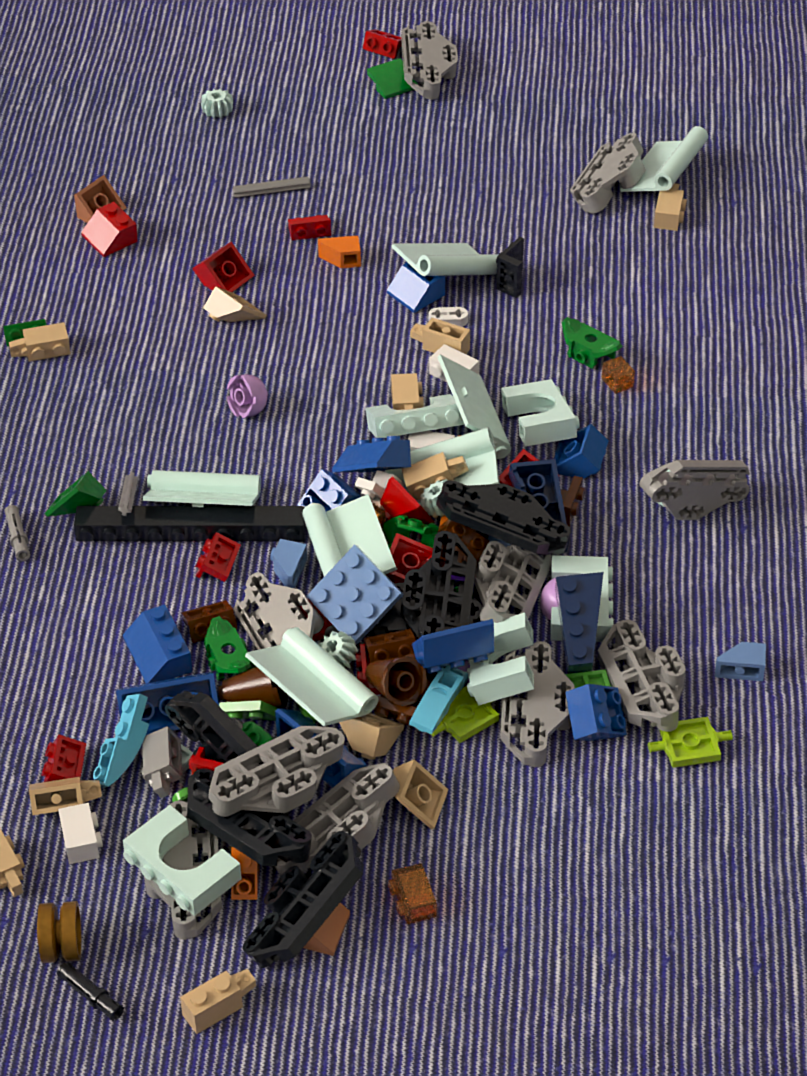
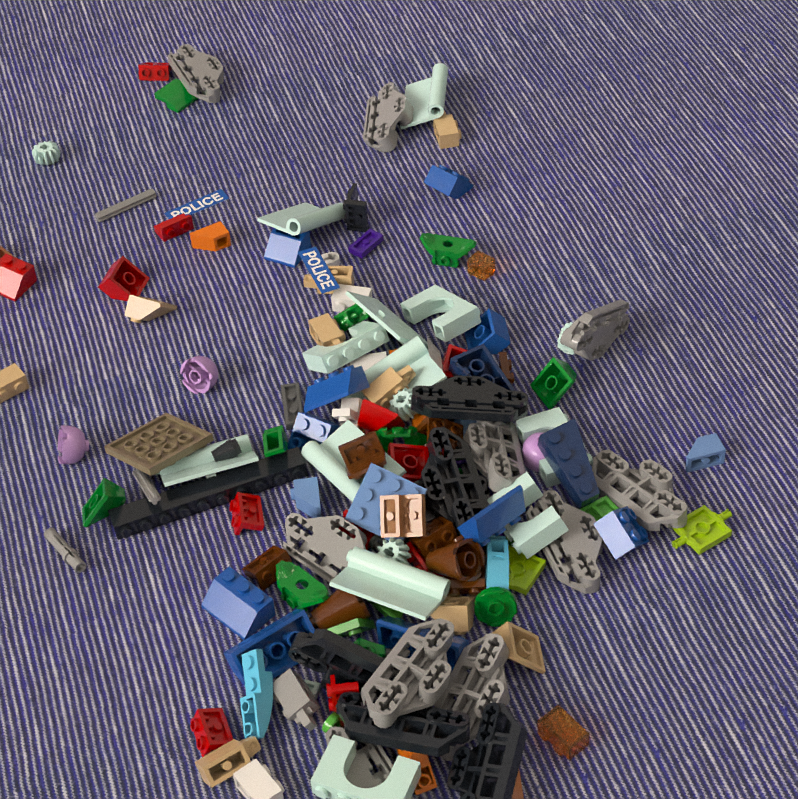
camera: 20 degrees left, 0 degrees up
(78, 427) = (71, 444): none -> lavender cylinder
(164, 455) = (159, 444): none -> dark tan plate
(228, 485) = (227, 450): none -> black cone
(283, 492) = (275, 441): none -> green slope
(328, 456) = (291, 403): none -> dark grey tile
(351, 210) = (198, 204): none -> blue sticker
(362, 530) = (362, 452): none -> reddish brown bracket
(363, 612) = (402, 515): none -> slope
(414, 740) = (495, 606): none -> green tile
(430, 322) = (319, 270): none -> blue sticker
(436, 386) = (350, 317): none -> green hips
(503, 454) = (434, 354): none -> white sticker
(505, 310) = (366, 243): none -> dark purple plate
(622, 528) = (553, 381): none -> green slope
(636, 268) = (448, 181): none -> blue slope

